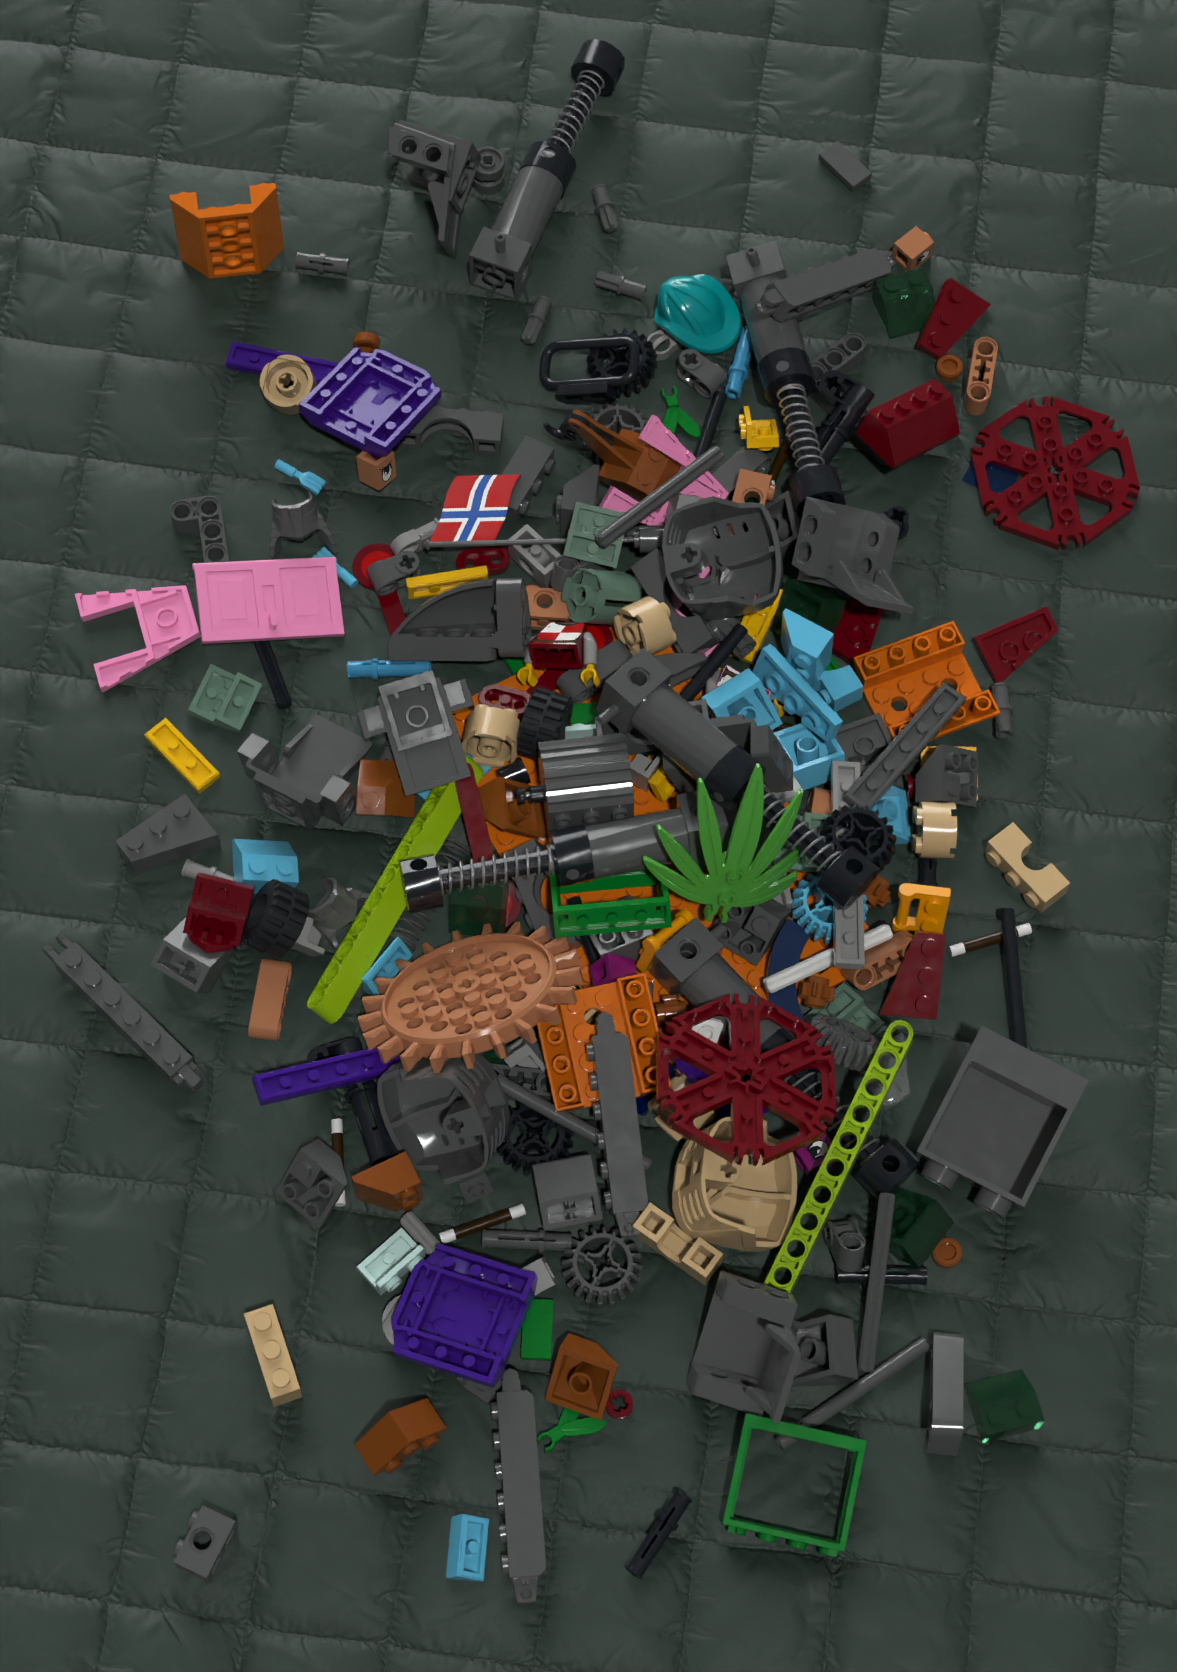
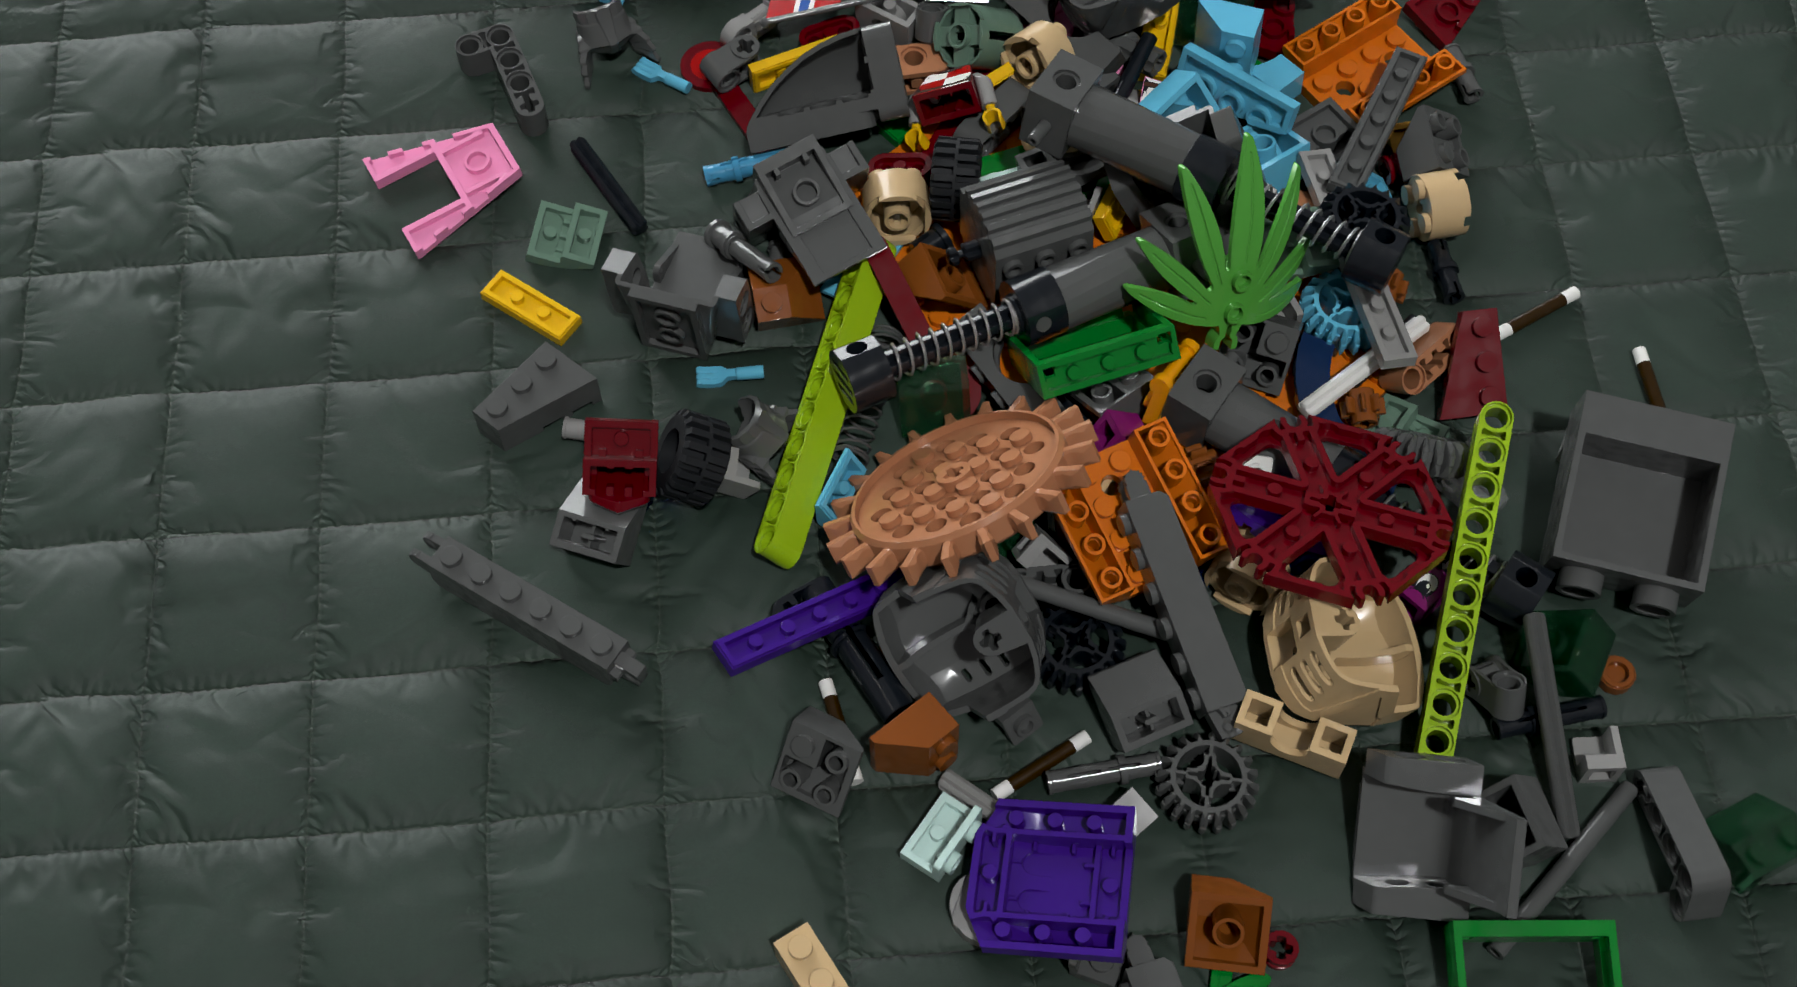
camera: 10 degrees left, 5 degrees down
(263, 860) = (660, 398): medium azure slope -> none
(268, 600) = (592, 119): bright pink door -> none
(270, 999) = (706, 557): nougat beam -> none
(317, 848) = (718, 375): none -> medium azure piece
(355, 742) = (734, 245): none -> dark grey pin
(537, 1331) = (1150, 883): green tile -> none
(607, 636) = (1001, 74): none -> yellow tile
(907, 1314) = (1598, 757): none -> light grey panel
(930, 911) = (1463, 288): light orange plate -> none
(1013, 976) = (1574, 333): black piece -> none
(1038, 887) = (1569, 244): tan arch -> none
(1061, 1026) = (1648, 376): none -> dark brown bar

